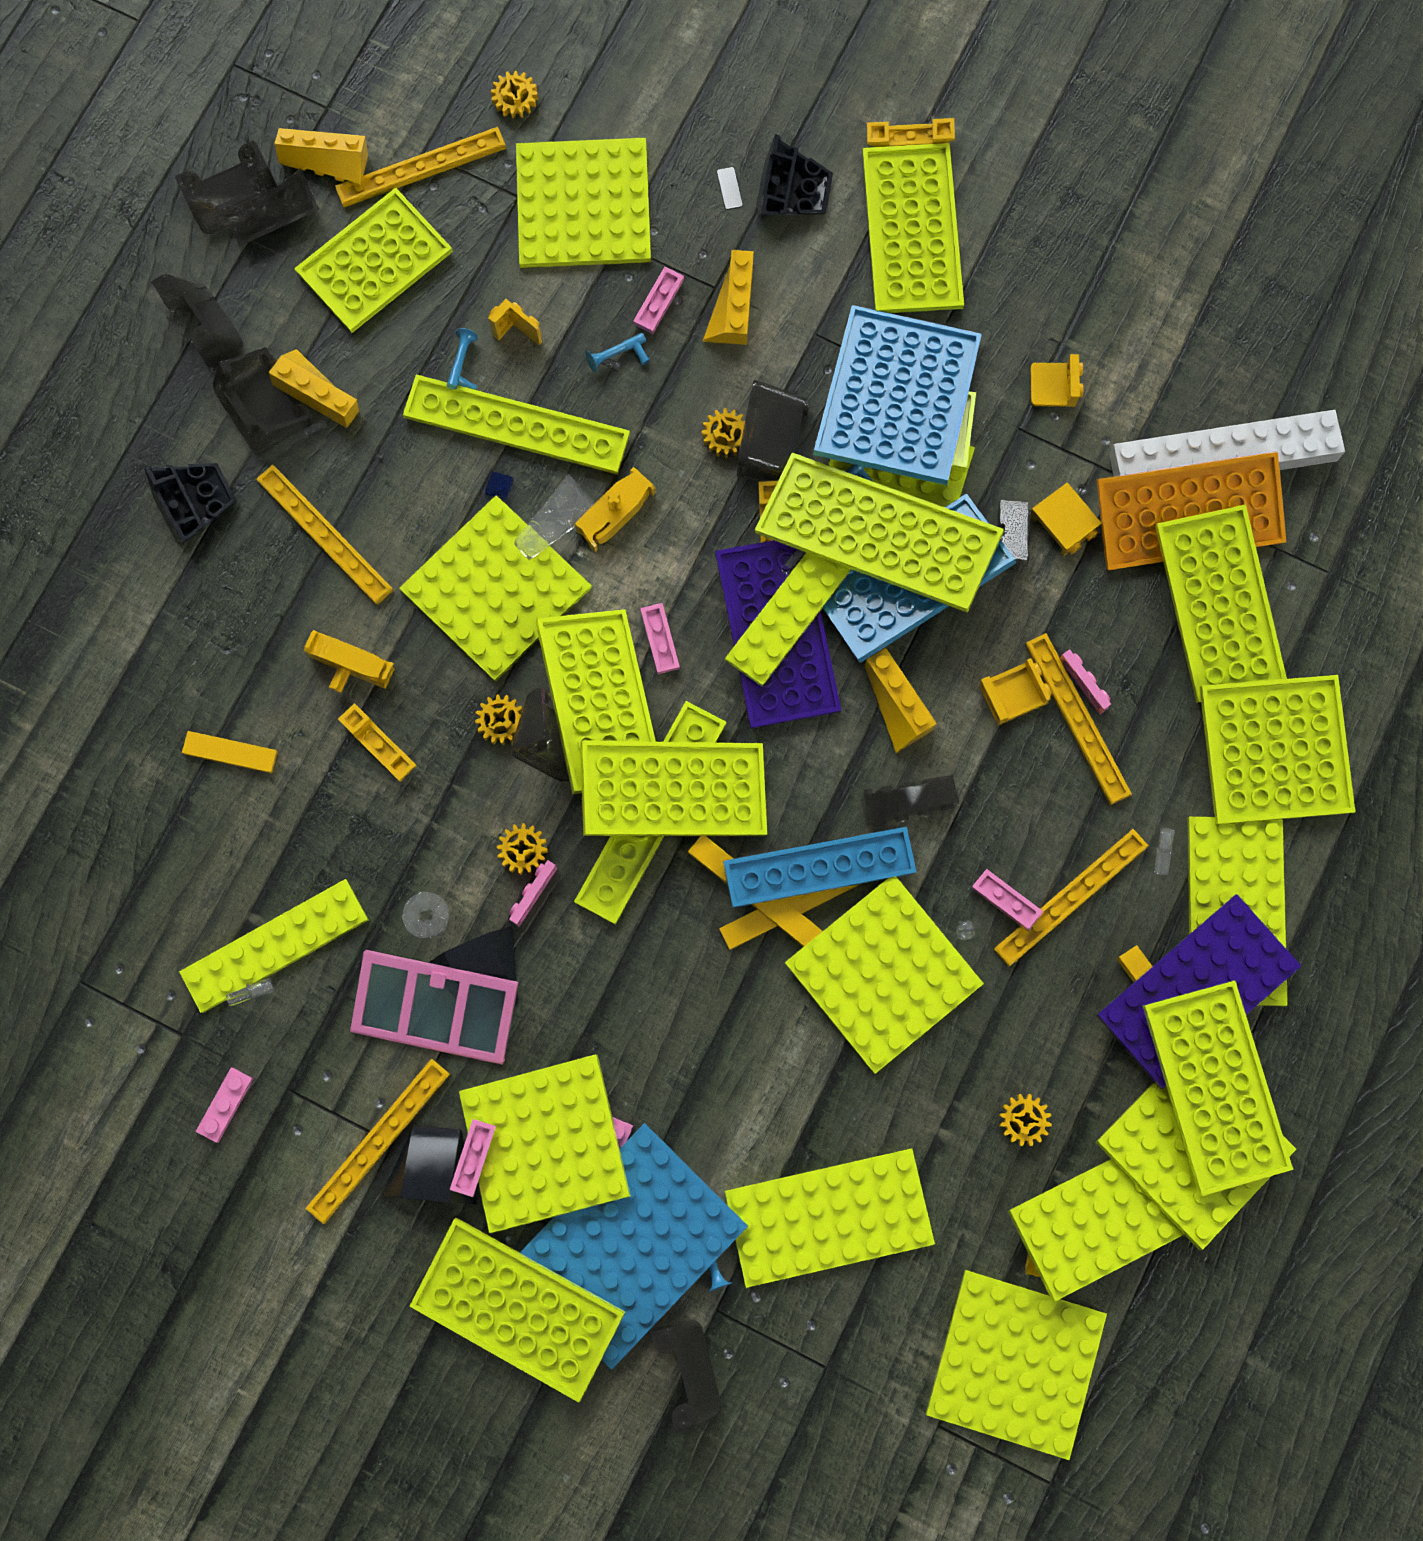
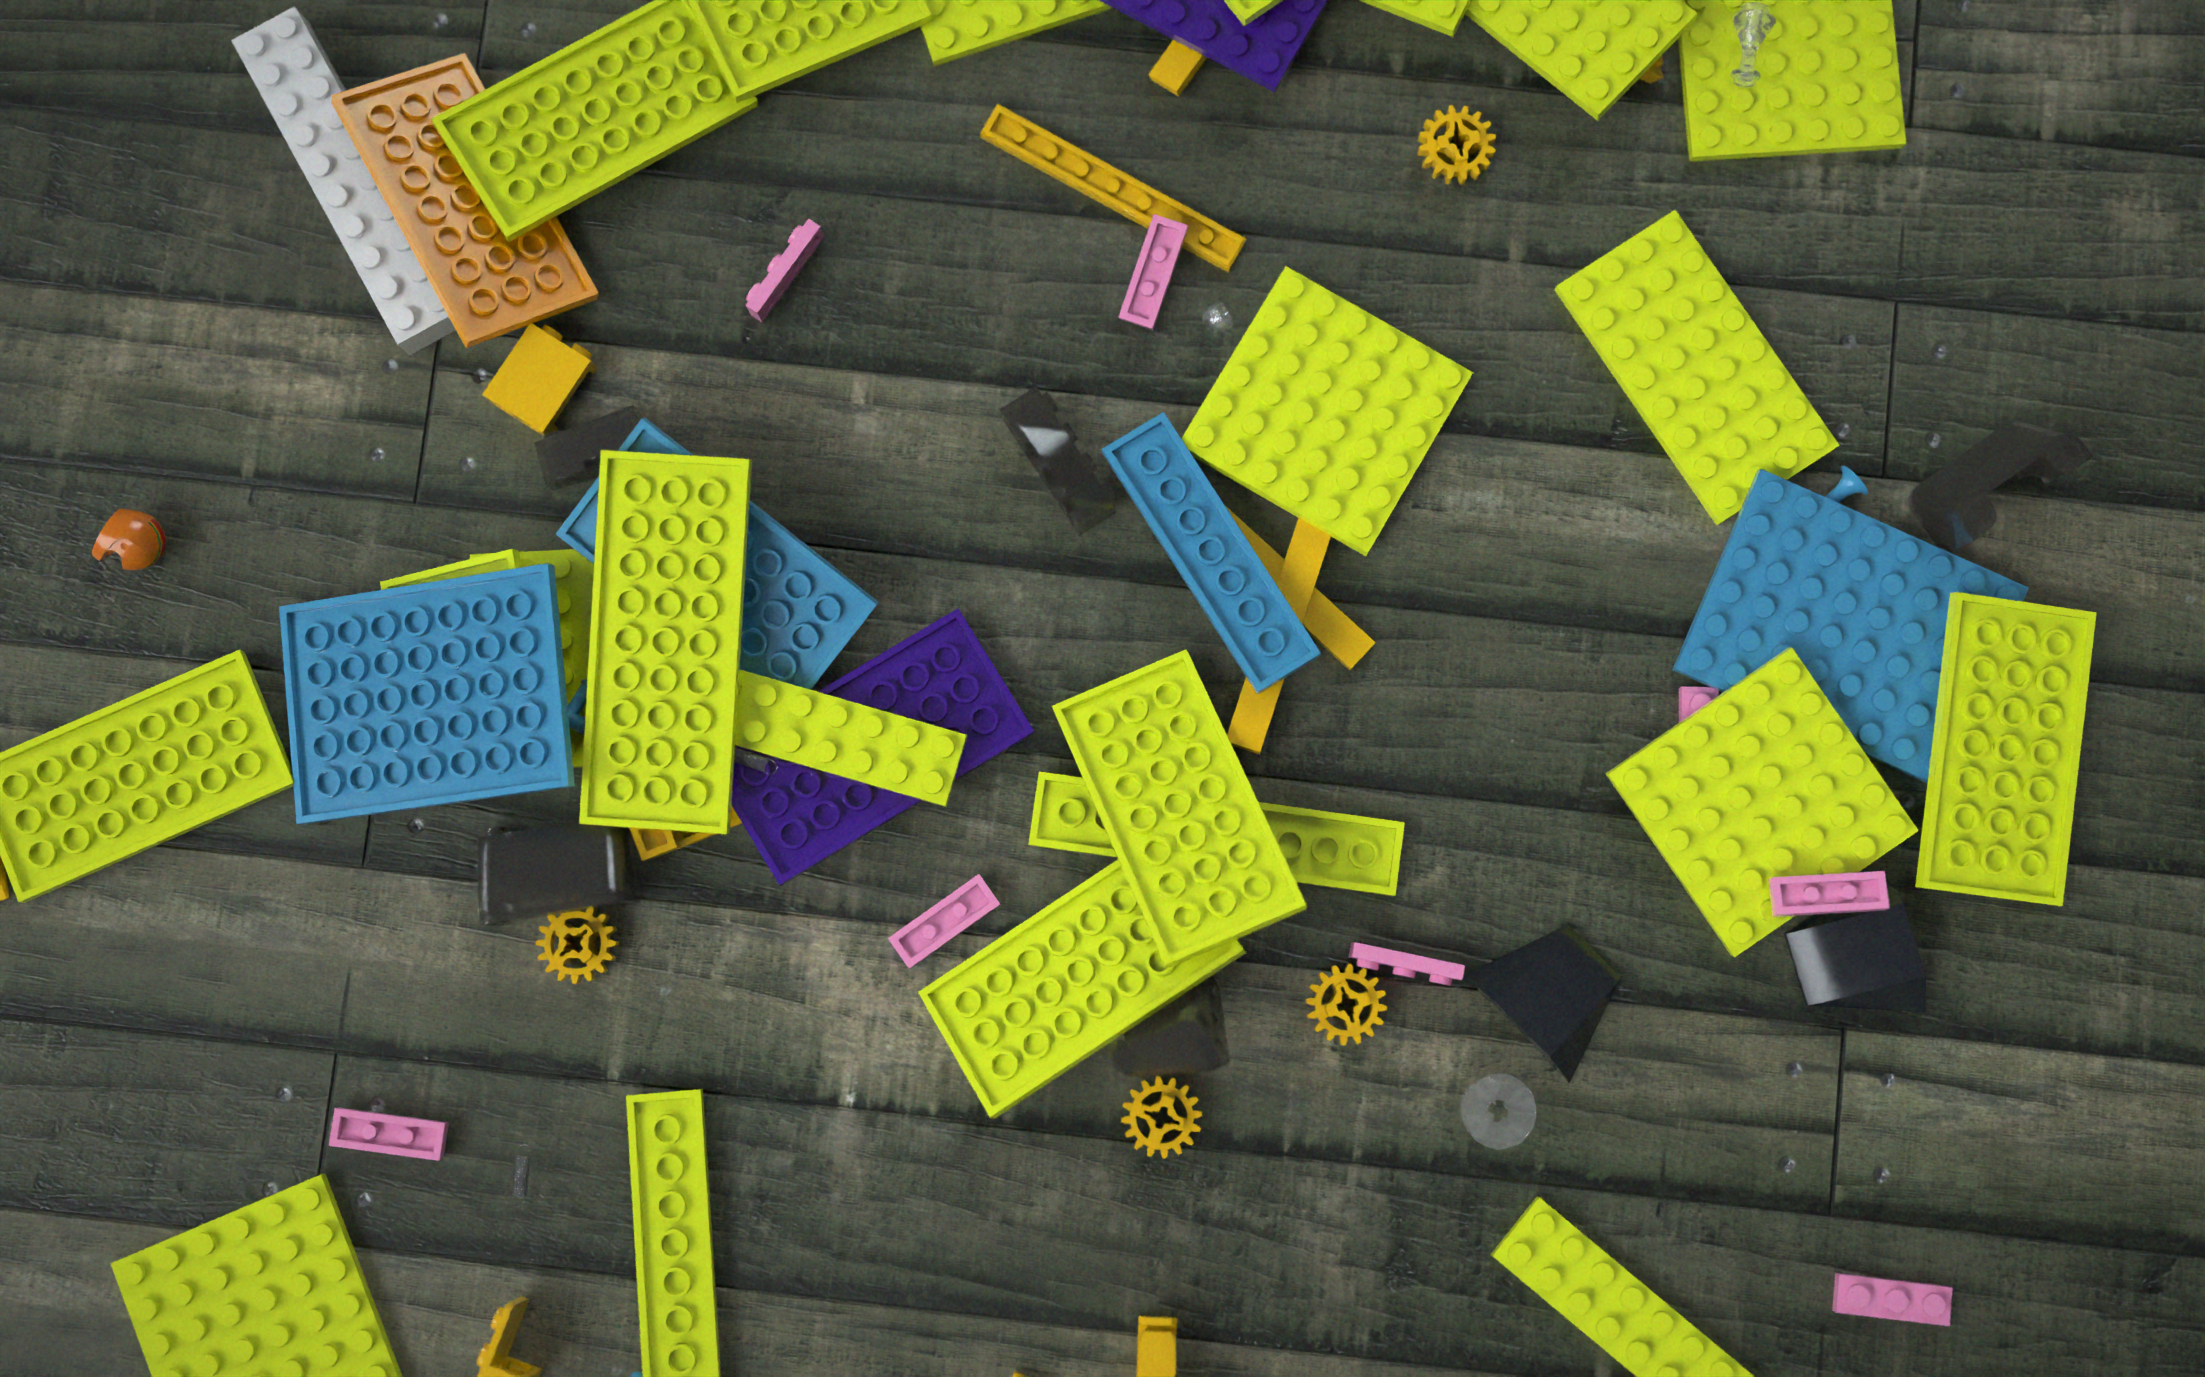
camera: 110 degrees left, 5 degrees up
(250, 992) = (1716, 1330): clear axle -> none
(377, 742) = (1267, 1292): yellow slope -> none
(377, 1141) = (1850, 1048): yellow tile -> none
(434, 1007) = (1631, 1042): door -> none
(490, 593) = (953, 1210): neon yellow plate -> none
(499, 485) = (786, 1269): clear blue plate -> none
(554, 518) = (804, 1154): clear wing -> none
(614, 509) = (761, 1070): yellow piece -> none
(634, 342) = (526, 1196): dark azure piece -> none
(729, 188) = (154, 1094): white sticker -> none
(731, 311) = (361, 1011): yellow wedge -> none
(792, 183) = (116, 993): black wedge -> none
(898, 702) = (917, 525): yellow wedge -> none
(1015, 692) = (835, 366): yellow panel -> none
(1035, 1339) = (1752, 27): none -> clear piece
(1049, 267) = (134, 537): none -> orange helmet
(1057, 383) = (322, 465): yellow bracket -> none
(1078, 719) = (842, 265): yellow tile -> none
(1164, 851) = (997, 80): clear axle -> none

